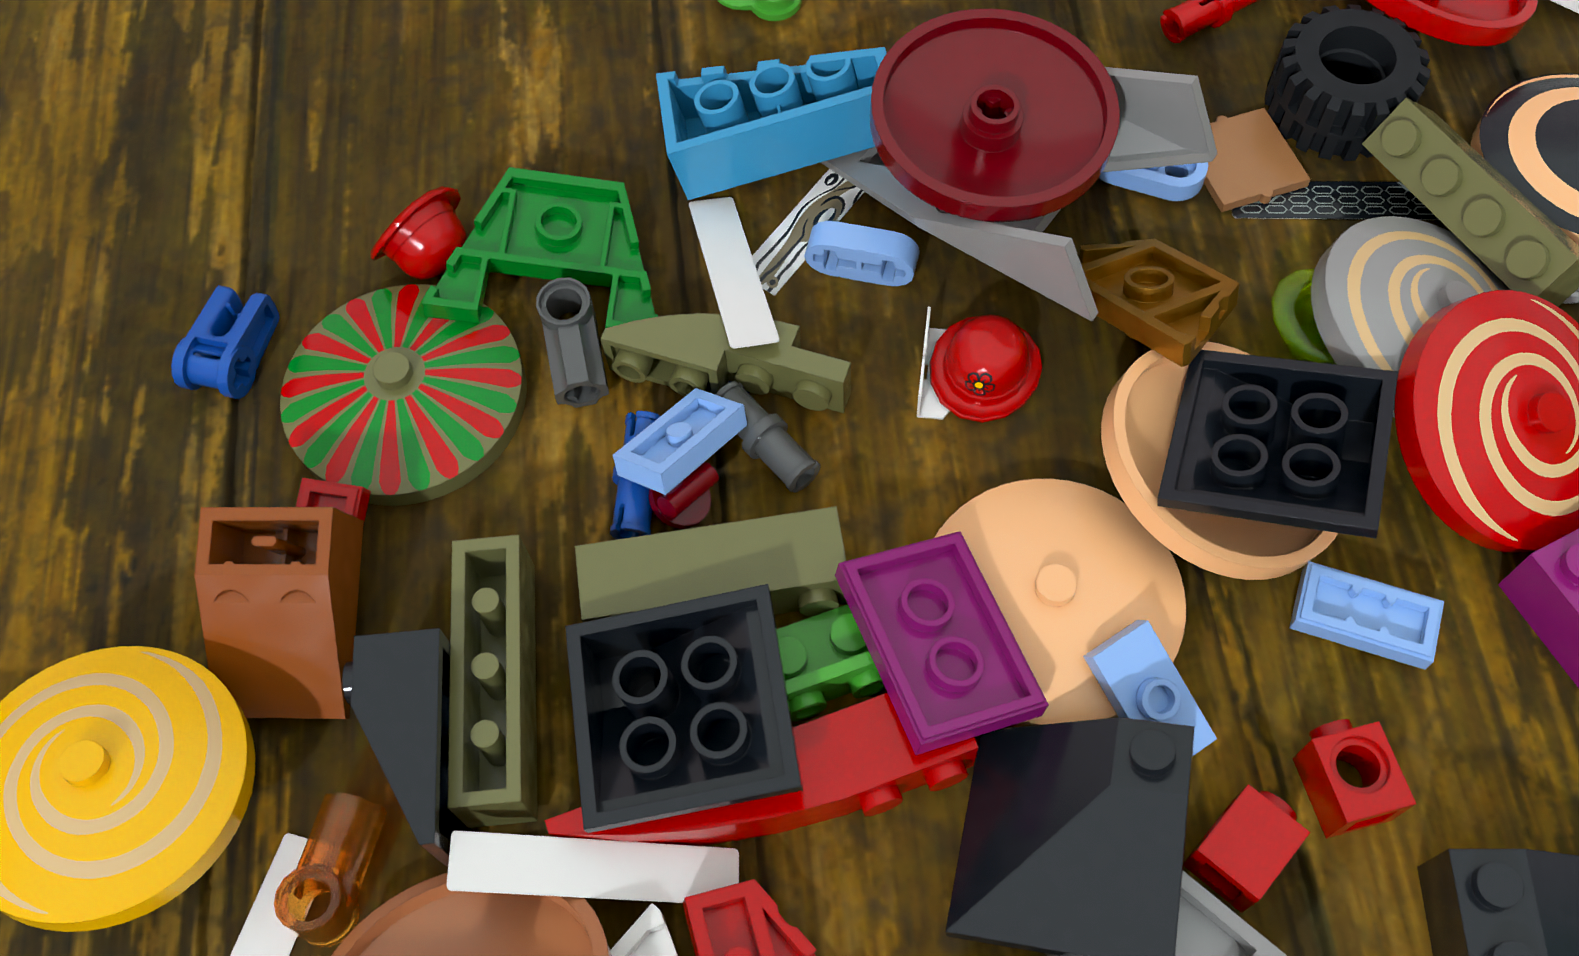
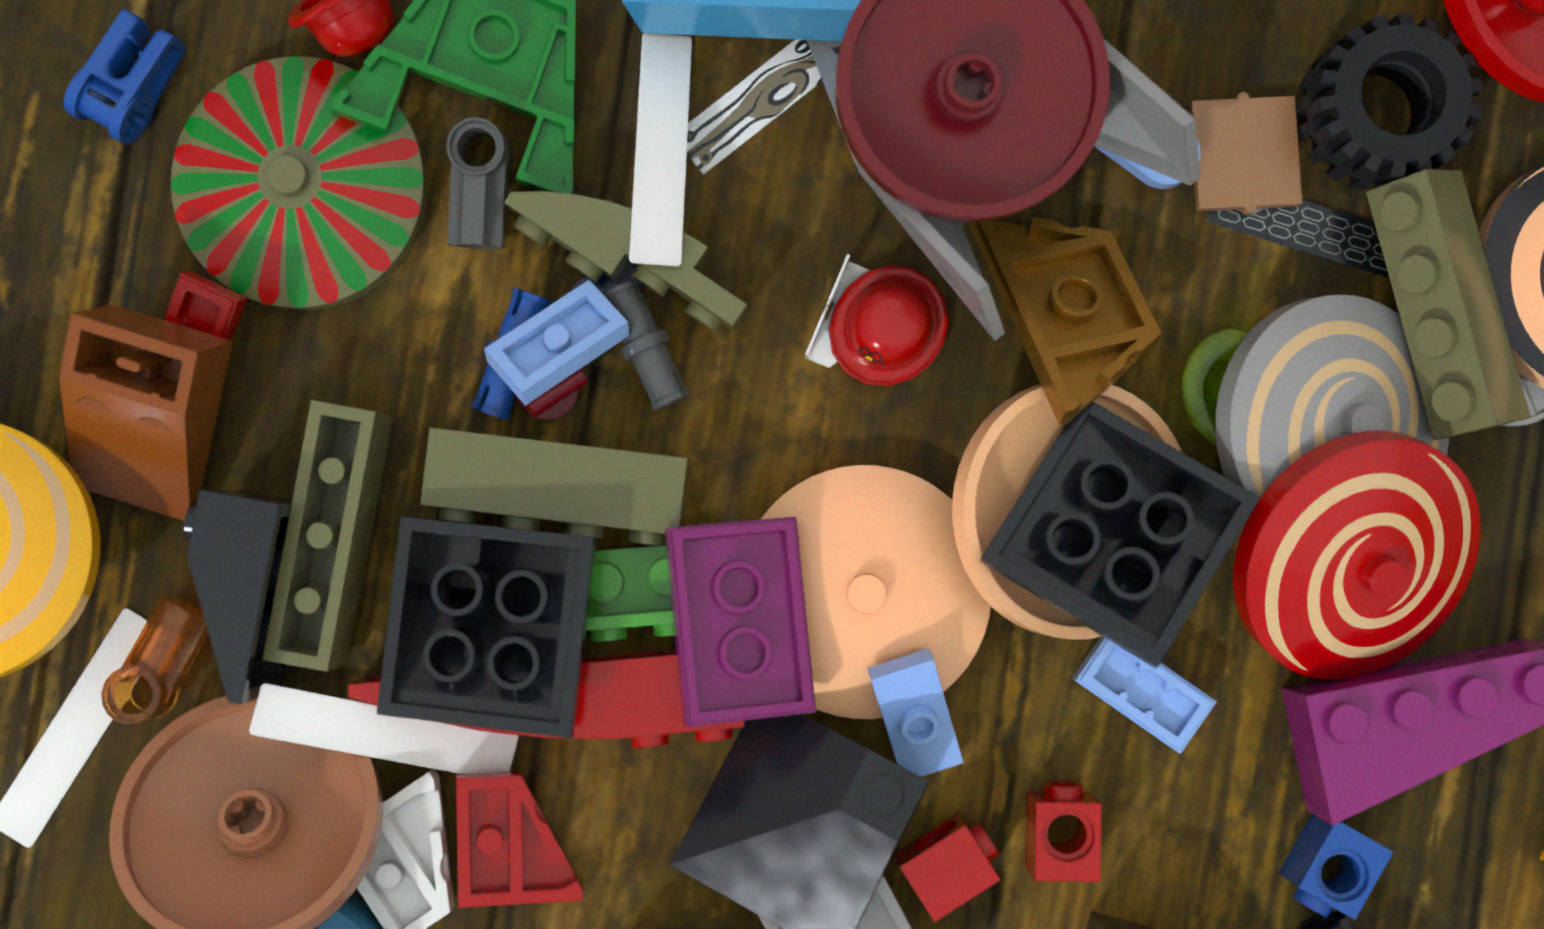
camera: 10 degrees right, 25 degrees up
(862, 253) = (802, 162): light blue beam -> none

